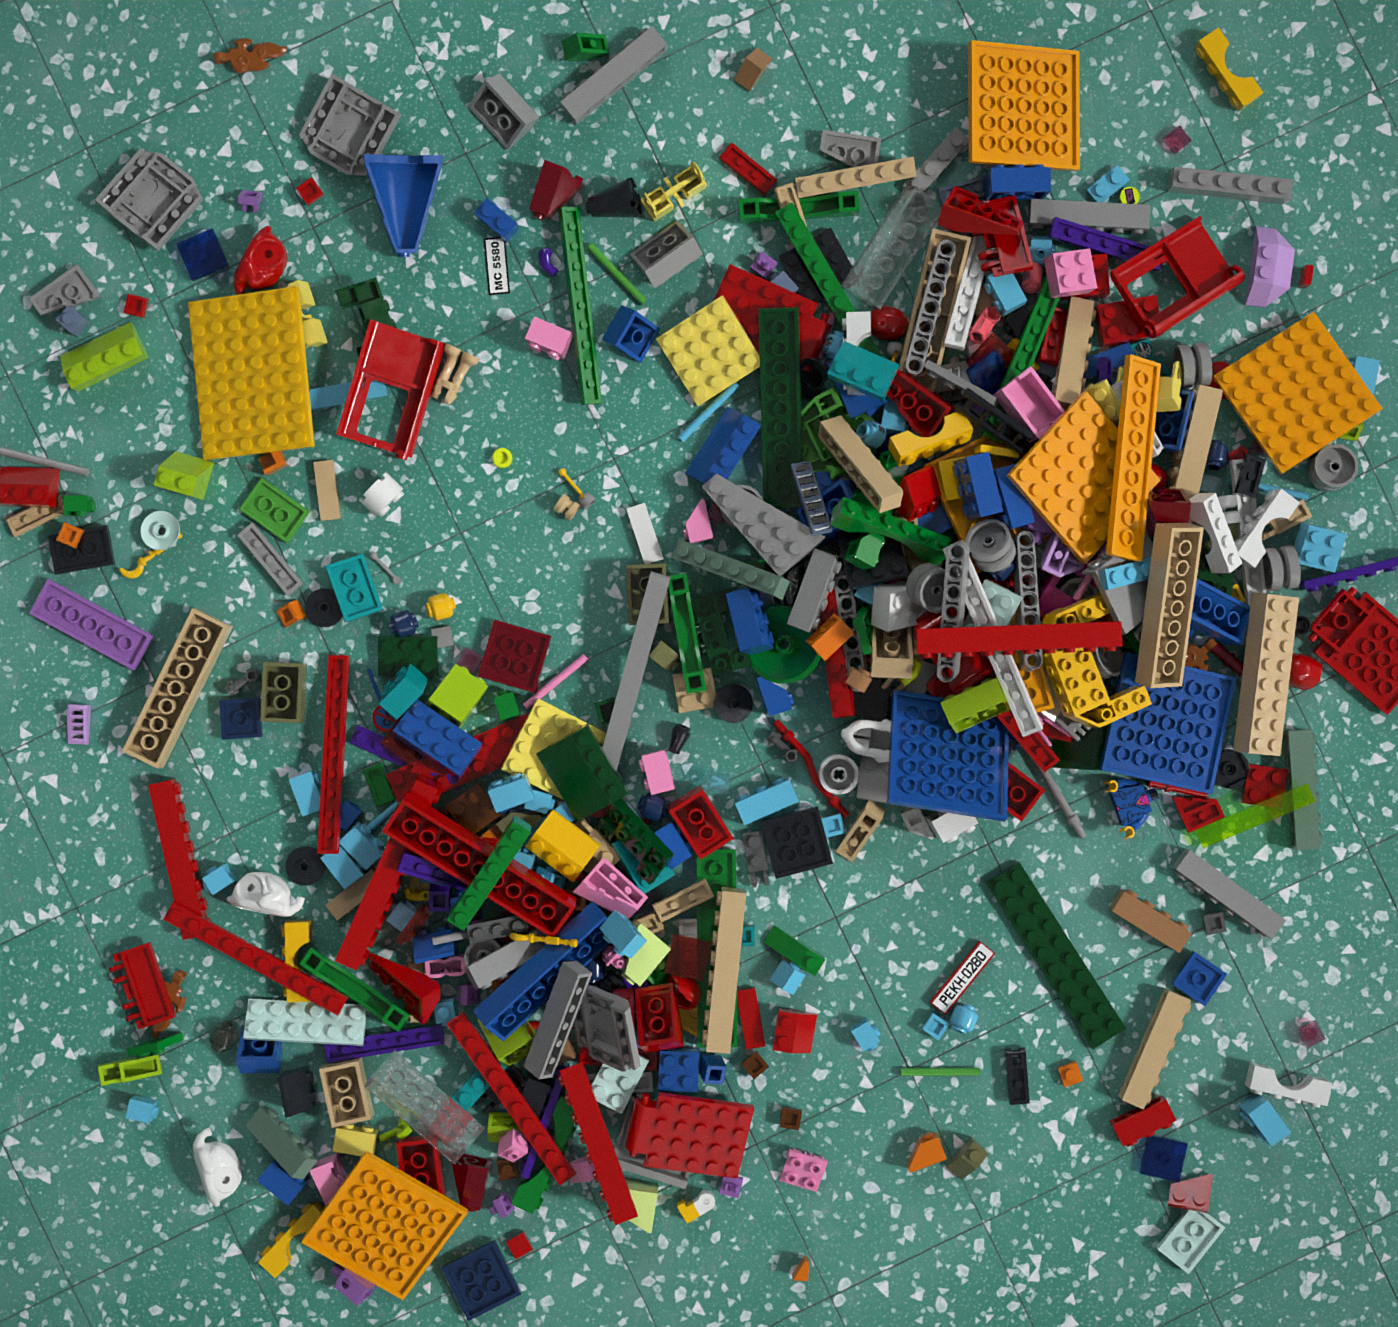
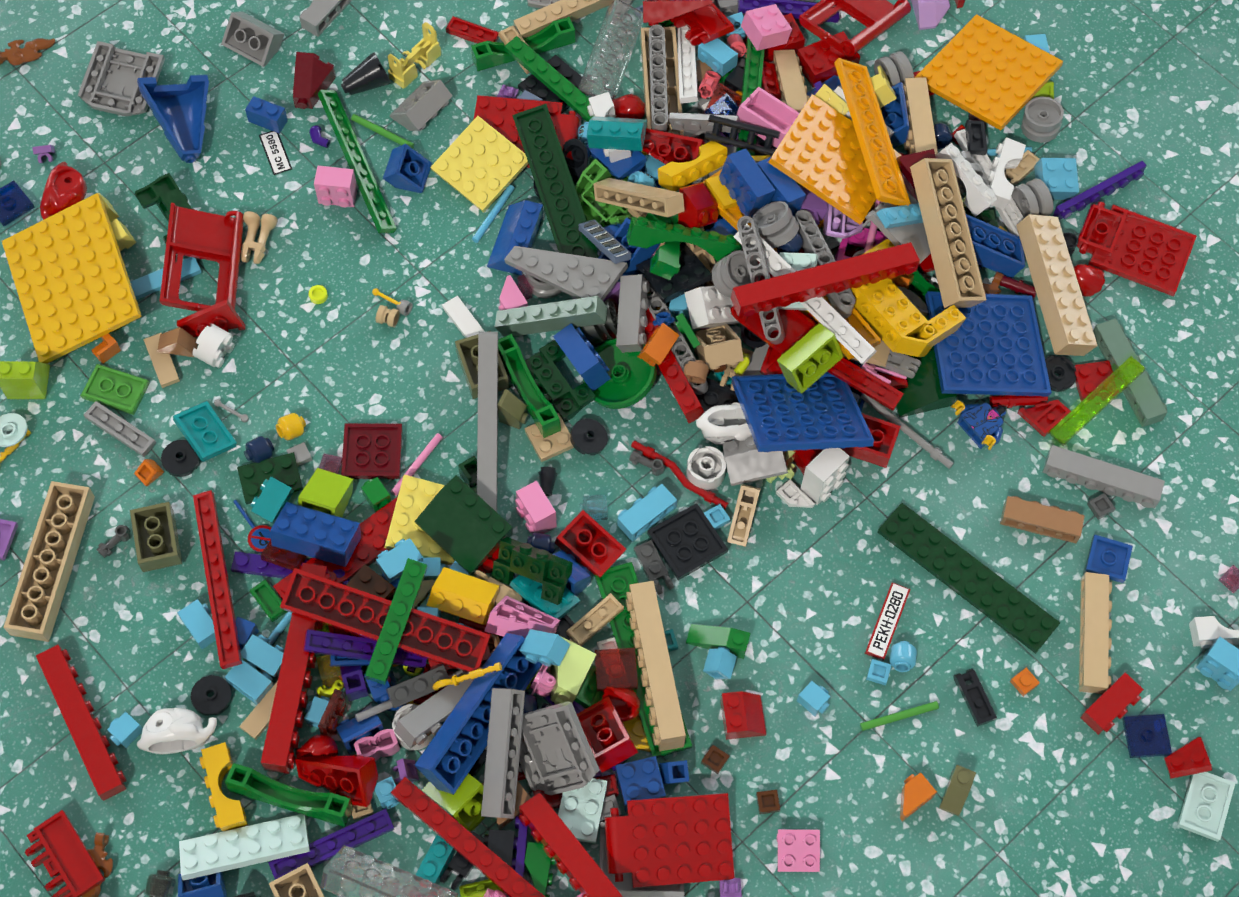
camera: 20 degrees left, 25 degrees down
(240, 718) = (118, 575): dark blue plate -> none
(255, 958) = (179, 790): red plate -> none
(310, 191) = (96, 134): red plate -> none
(346, 479) = (177, 343): none -> medium nougat slope
(392, 462) = (219, 314): none -> red wing
(392, 952) = (318, 746): none -> red hair
(750, 1018) = (697, 718): red tile -> none
(774, 697) = (623, 412): blue slope -> none
(844, 604) = (663, 317): none -> blue plate

